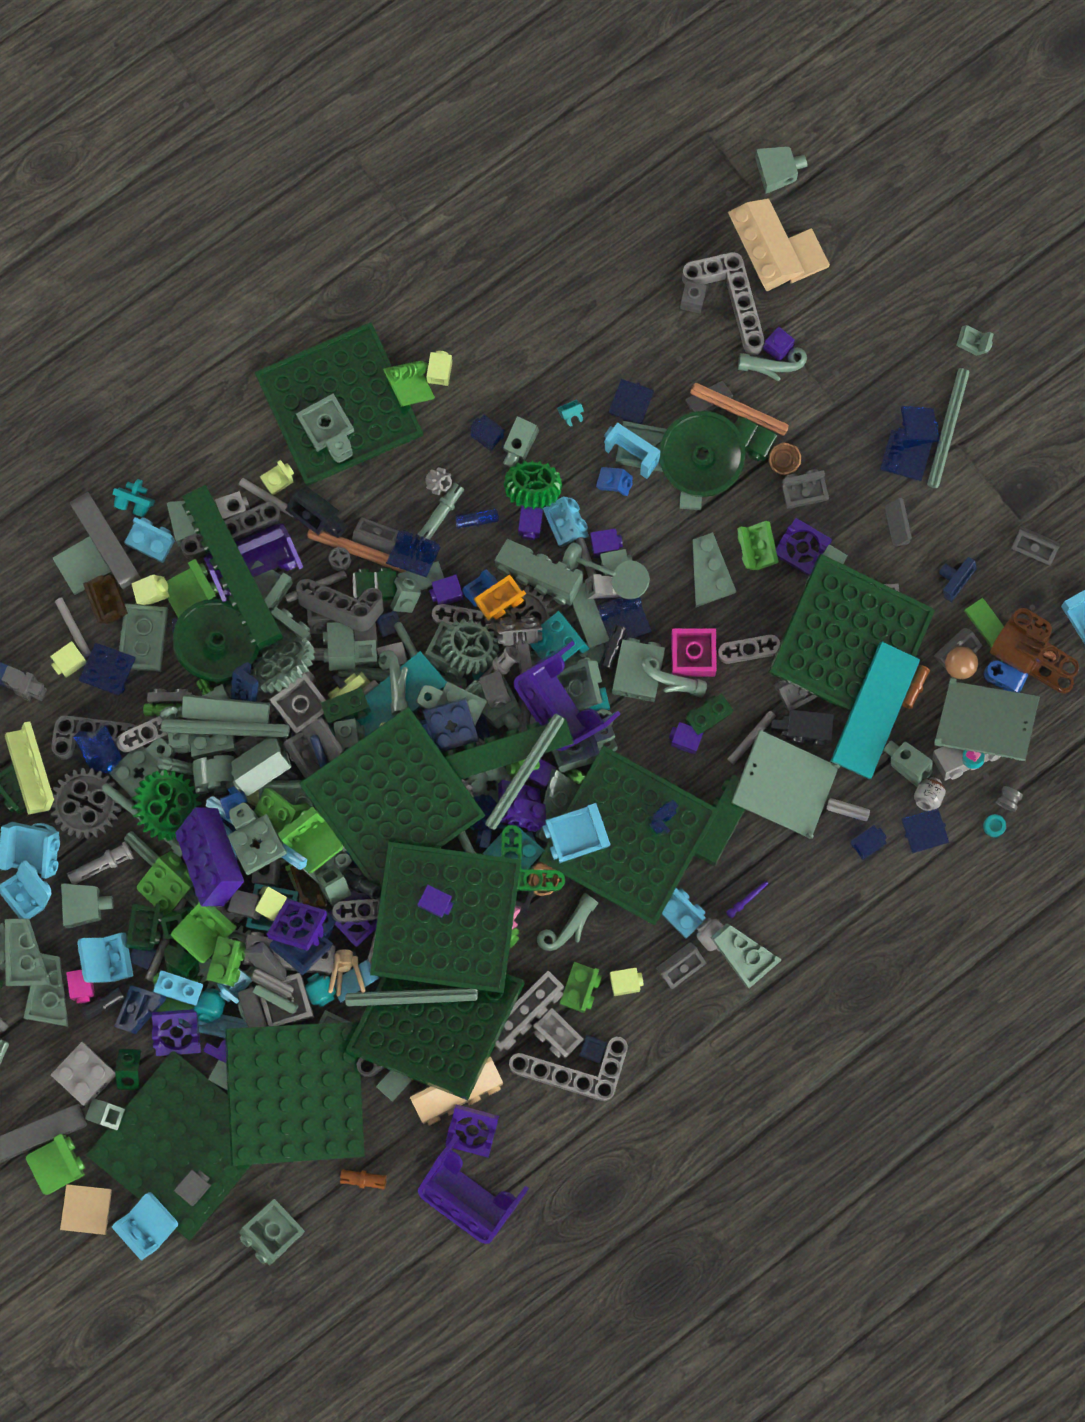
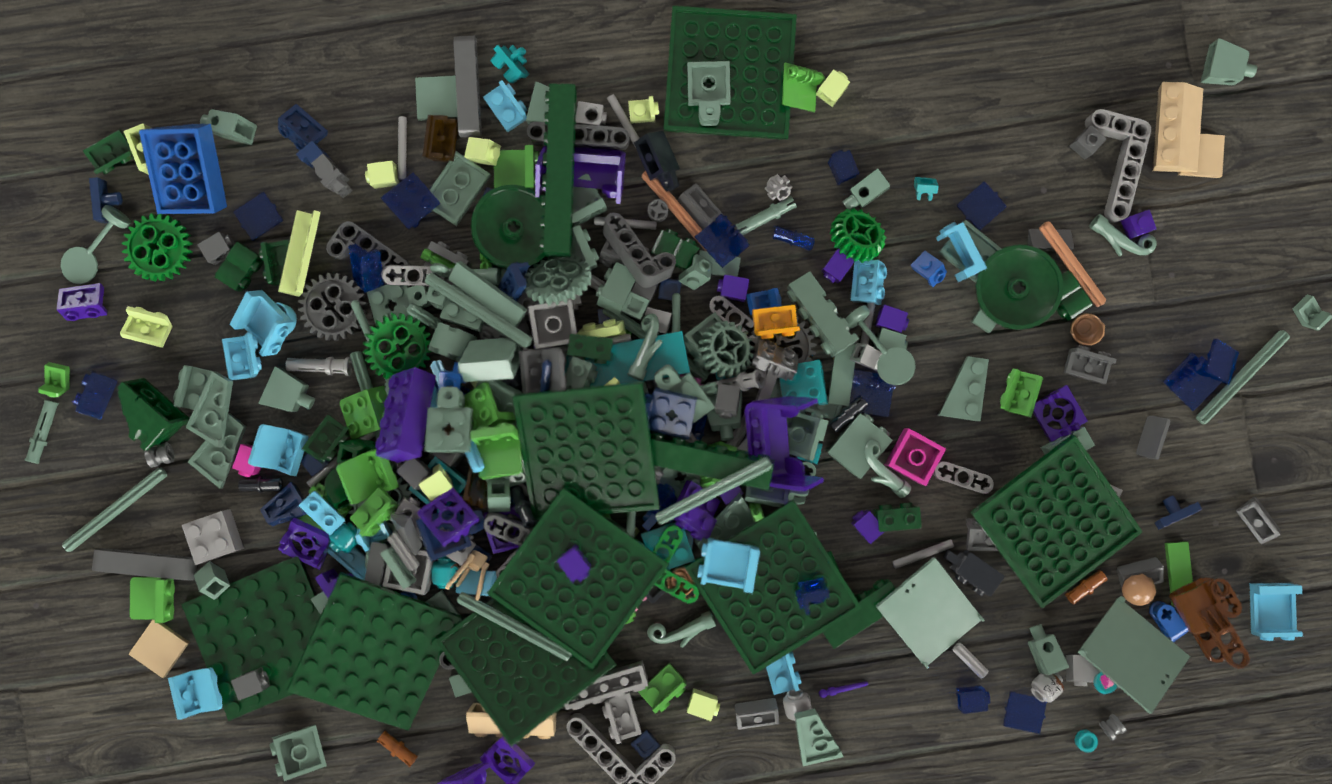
camera: 30 degrees right, 10 degrees up
(128, 1066) = (252, 549): dark green bracket -> none
(875, 710) = (1042, 591): teal tile -> none

